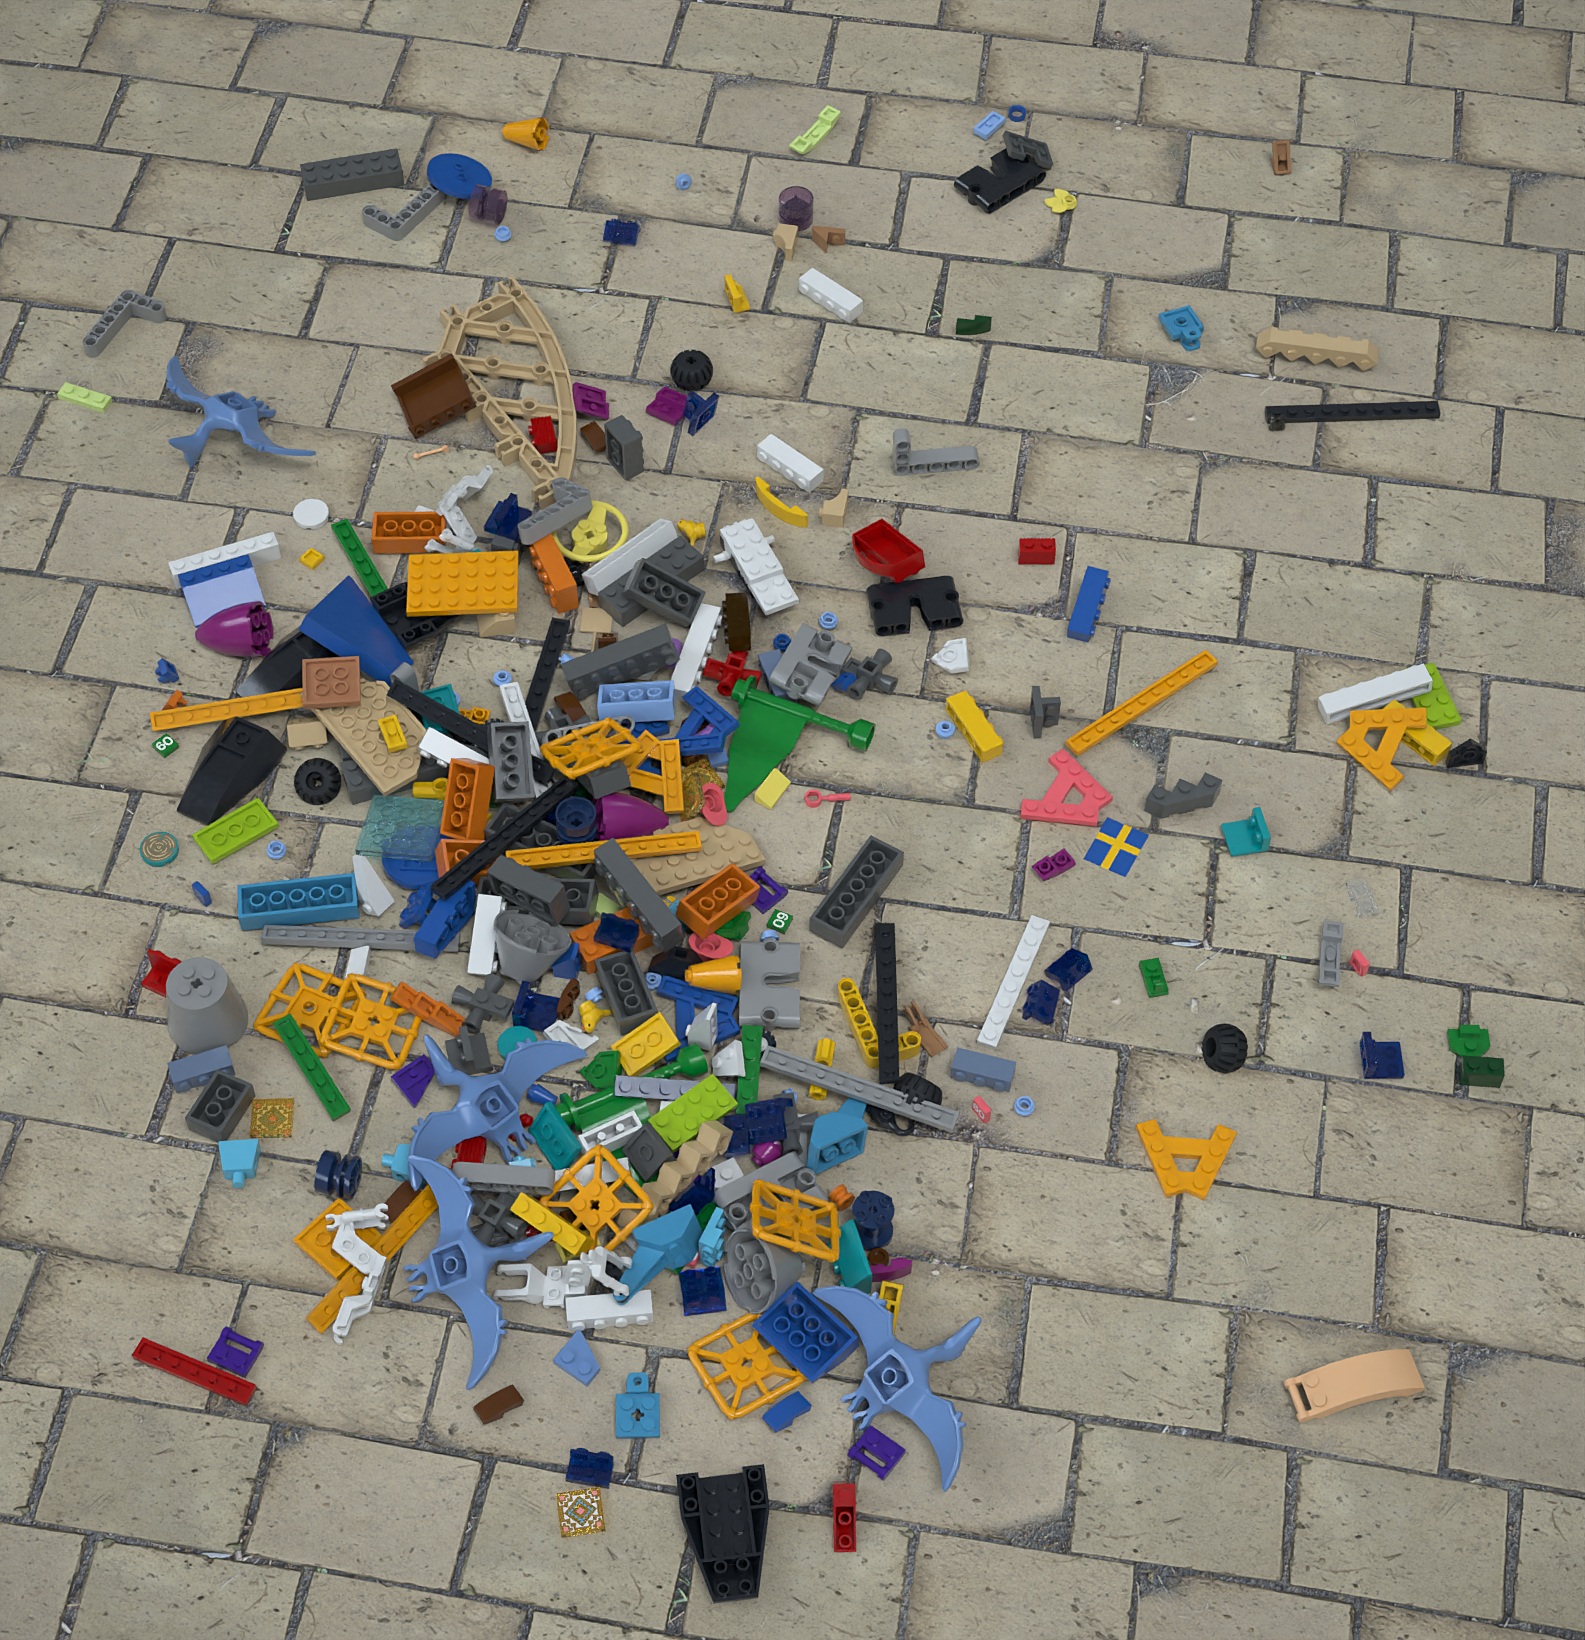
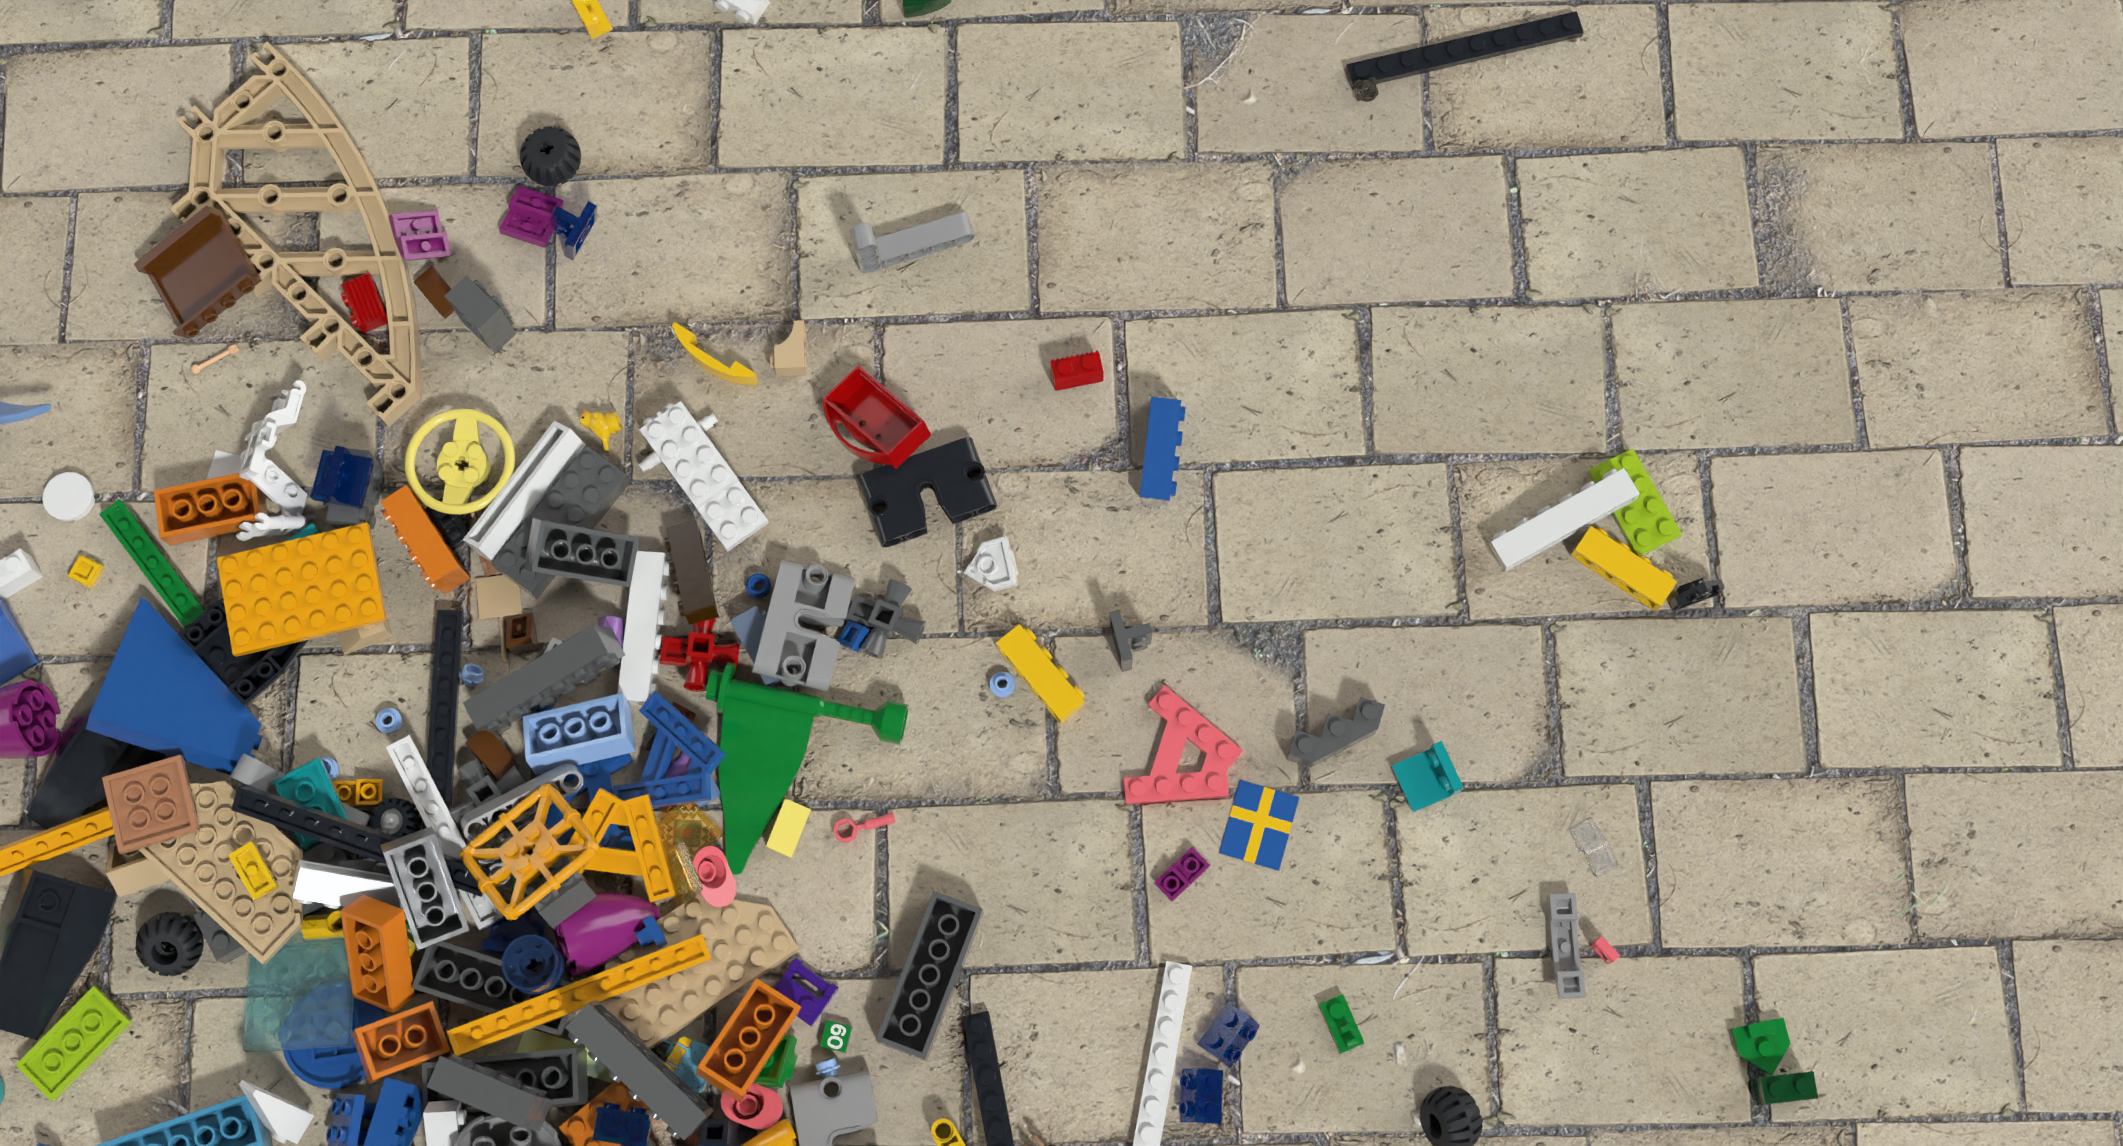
camera: 10 degrees left, 20 degrees up
(276, 845) = (129, 1061): light blue plate -> none
(504, 838) = (435, 1013): black plate -> none
(571, 503) = (412, 453): light grey beam -> none
(661, 825) = (651, 934): none -> blue tile
(790, 463) = (714, 286): white brick -> none
(828, 620) = (814, 530): light blue plate -> none
(1141, 703) = (1256, 590): light orange plate -> none
(1380, 1059) = (1654, 1092): clear blue bracket -> none
(1396, 723) = (1601, 566): light orange plate -> none

